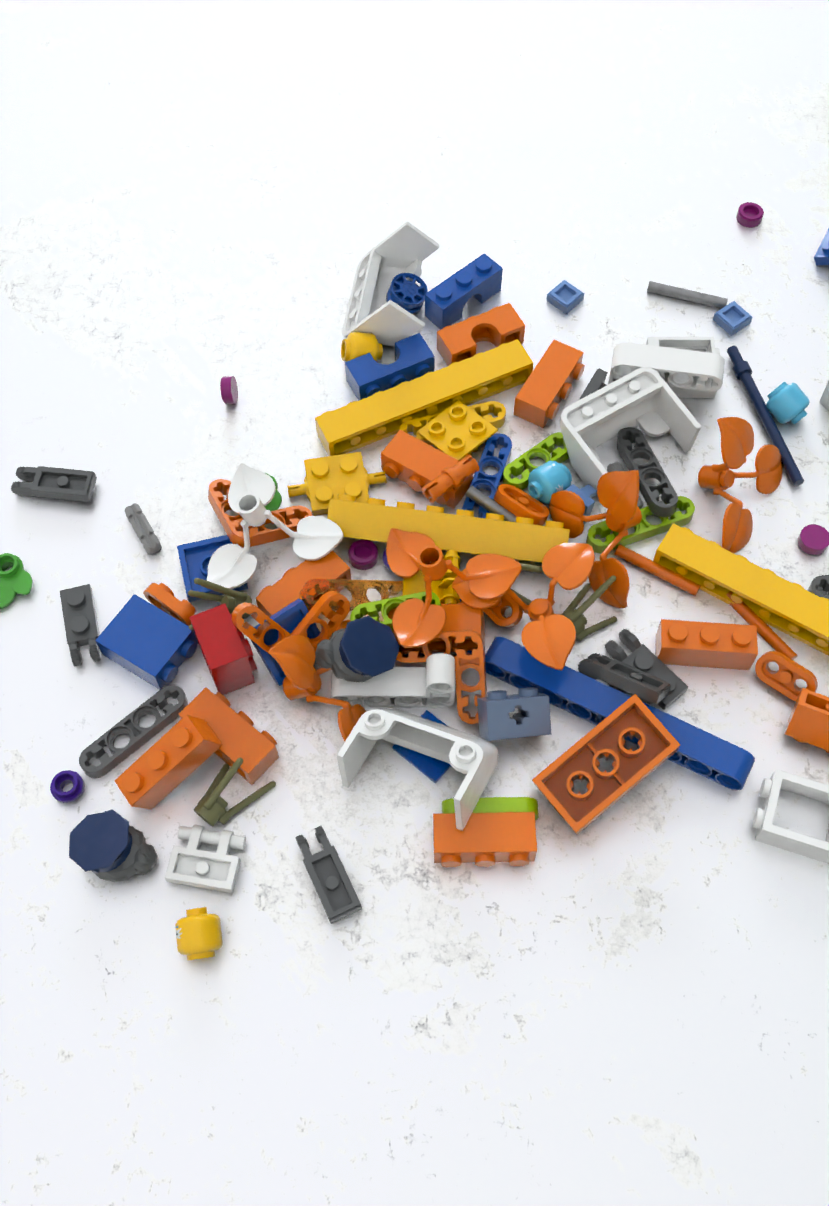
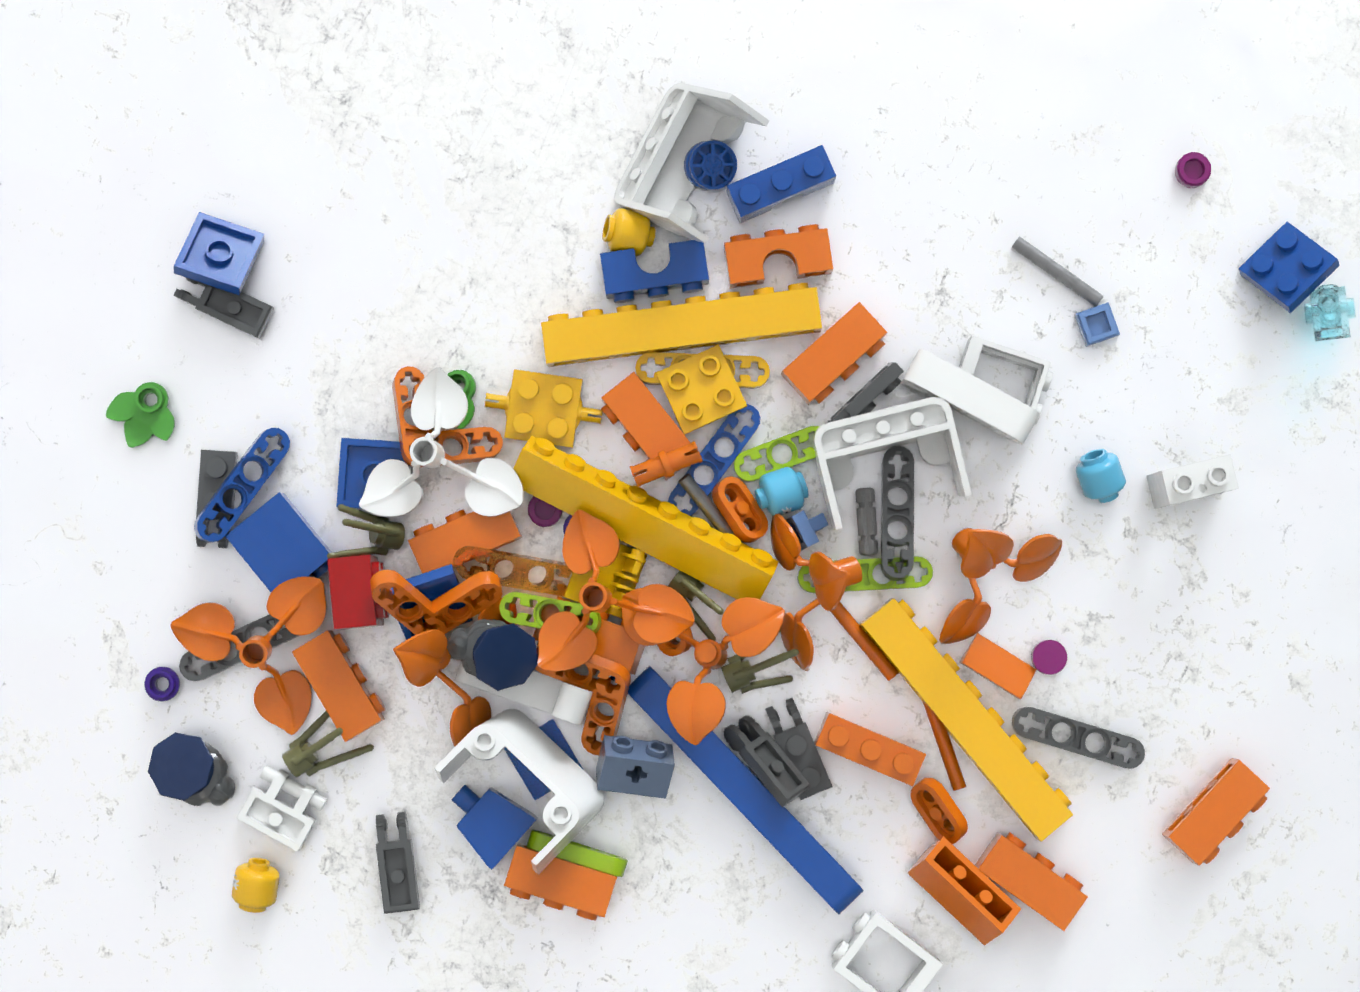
camera: 15 degrees right, 25 degrees up
(41, 447) = (219, 253): none -> plate
(97, 600) = (246, 488): none -> blue beam
(99, 719) = (298, 606): none -> orange plant
(143, 529) = (310, 396): light grey axle -> none
(164, 599) = (309, 497): orange plate -> none
(168, 762) = (268, 705): orange brick -> none
(229, 389) = (456, 237): magenta tile -> none
(404, 808) = (491, 823): none -> blue torso
(565, 296) = (906, 224): medium blue tile -> none
(606, 742) = (696, 876): orange brick -> none
(743, 372) = (1072, 408): dark blue bar -> none
(779, 559) = (998, 666): none -> orange slope

